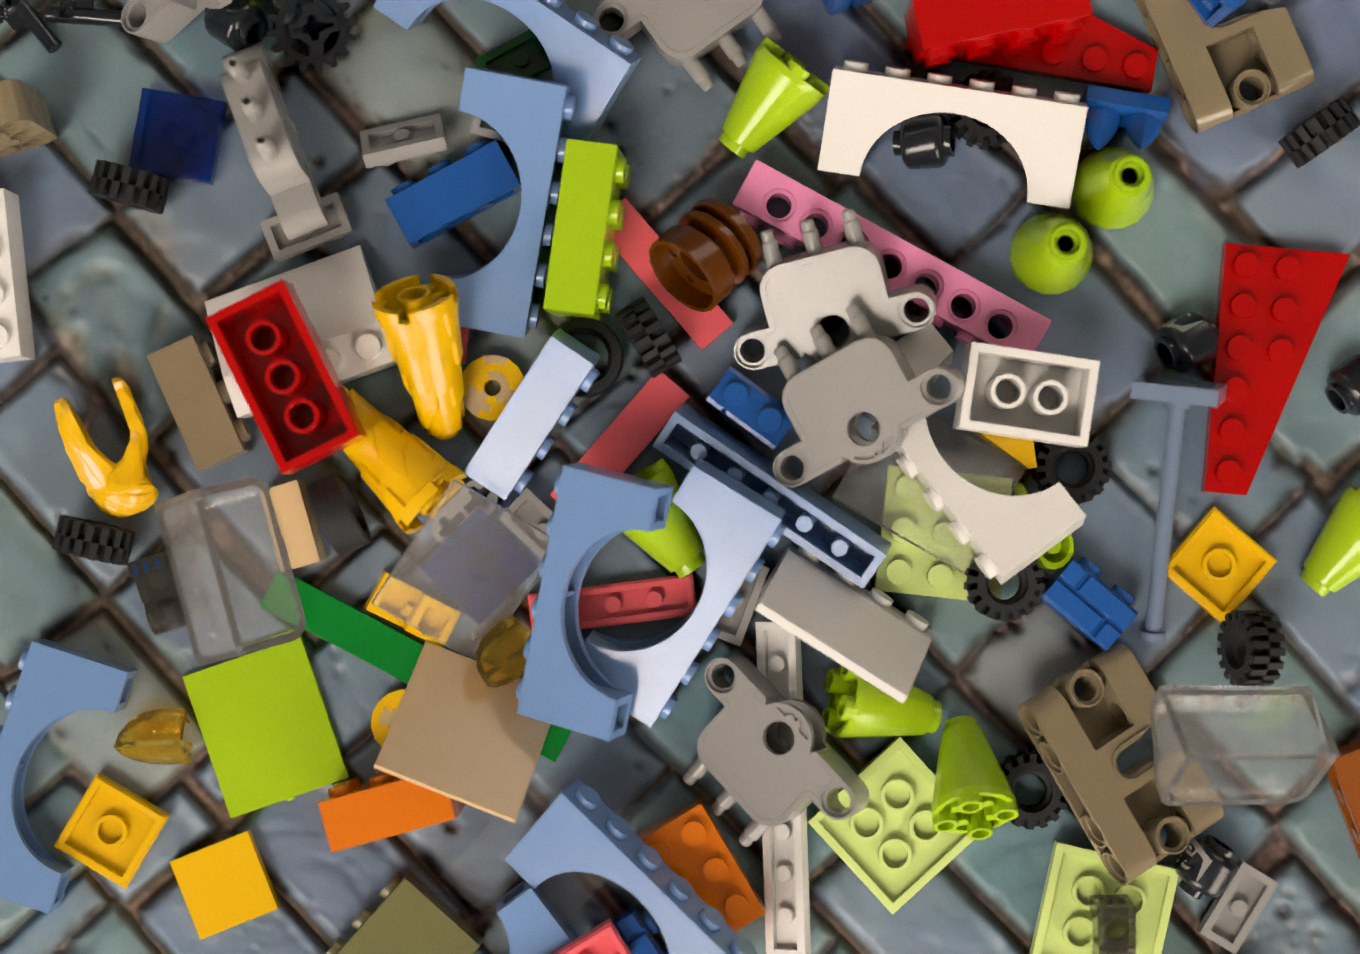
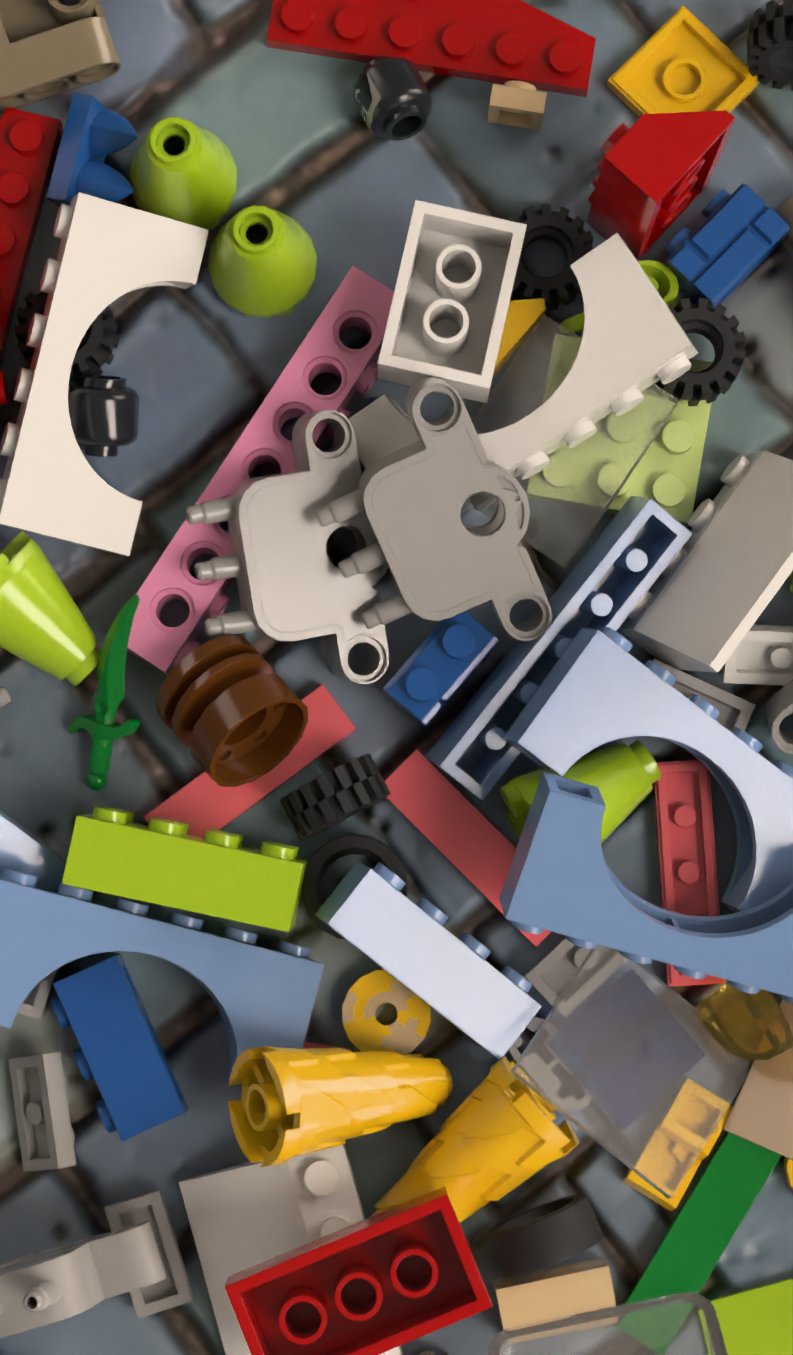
camera: 85 degrees left, 5 degrees down
(709, 162) = (107, 699): none -> green piece
(1133, 542) = (655, 174): none -> red slope
(1178, 396) = (464, 110): sand blue tile -> none
(1193, 438) = (517, 105): none -> tan plate

